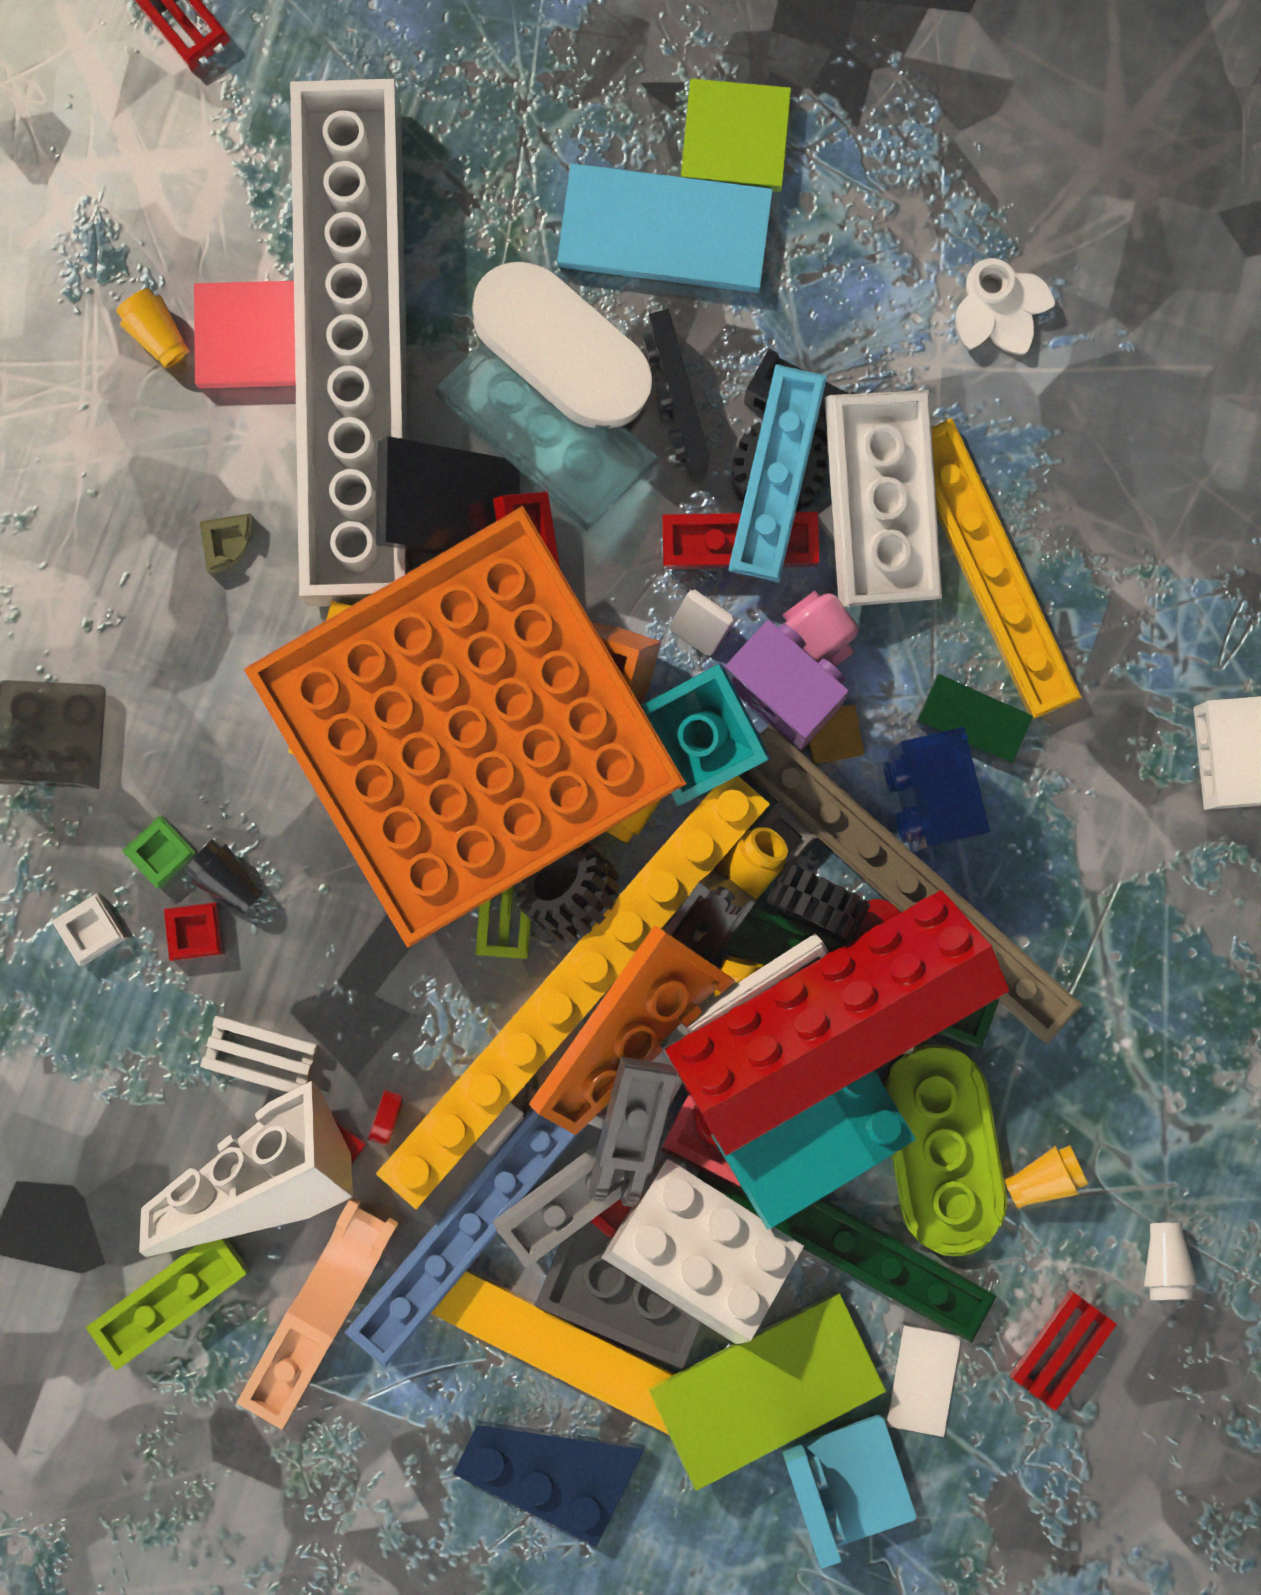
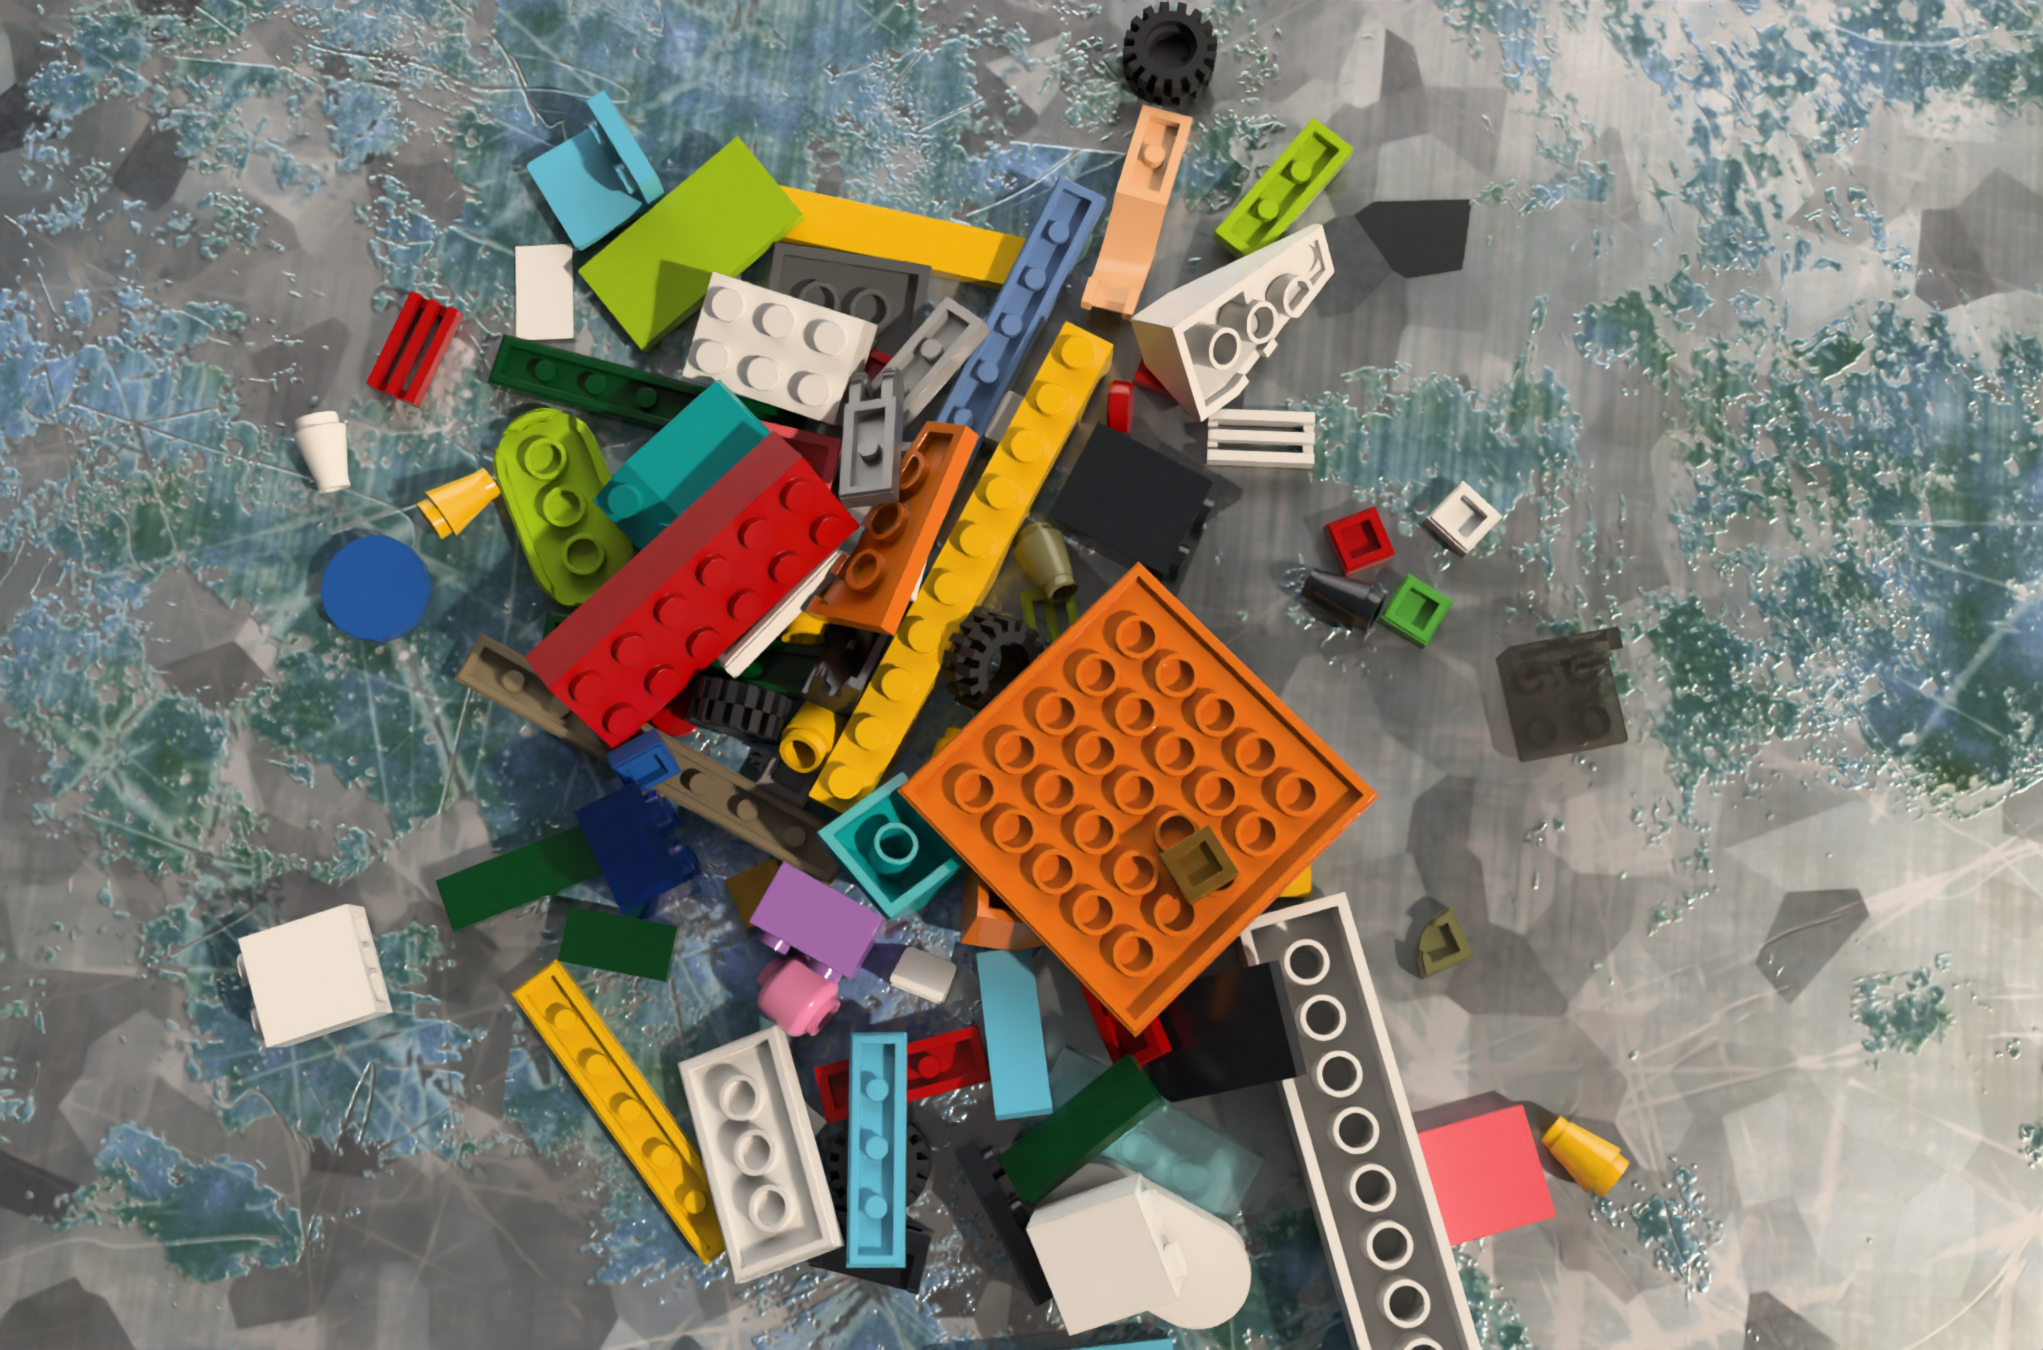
camera: 170 degrees right, 5 degrees down
(214, 1497) = (1176, 27): none -> black tyre
(398, 1016) = (1132, 503): none -> black brick
(425, 642) = (1198, 865): none -> pearl gold tile
(495, 981) = (1046, 561): none -> olive cone
(550, 1475) = (878, 123): dark blue wing -> none
(592, 448) = (1080, 1130): none -> dark green tile
(595, 335) = (1107, 1253): none -> white brick
(631, 550) = (1013, 1034): none -> medium azure tile
(917, 874) = (644, 760): none -> blue tile
(1056, 801) = (518, 878): none -> dark green tile
(1141, 1112) = (376, 589): none -> blue tile

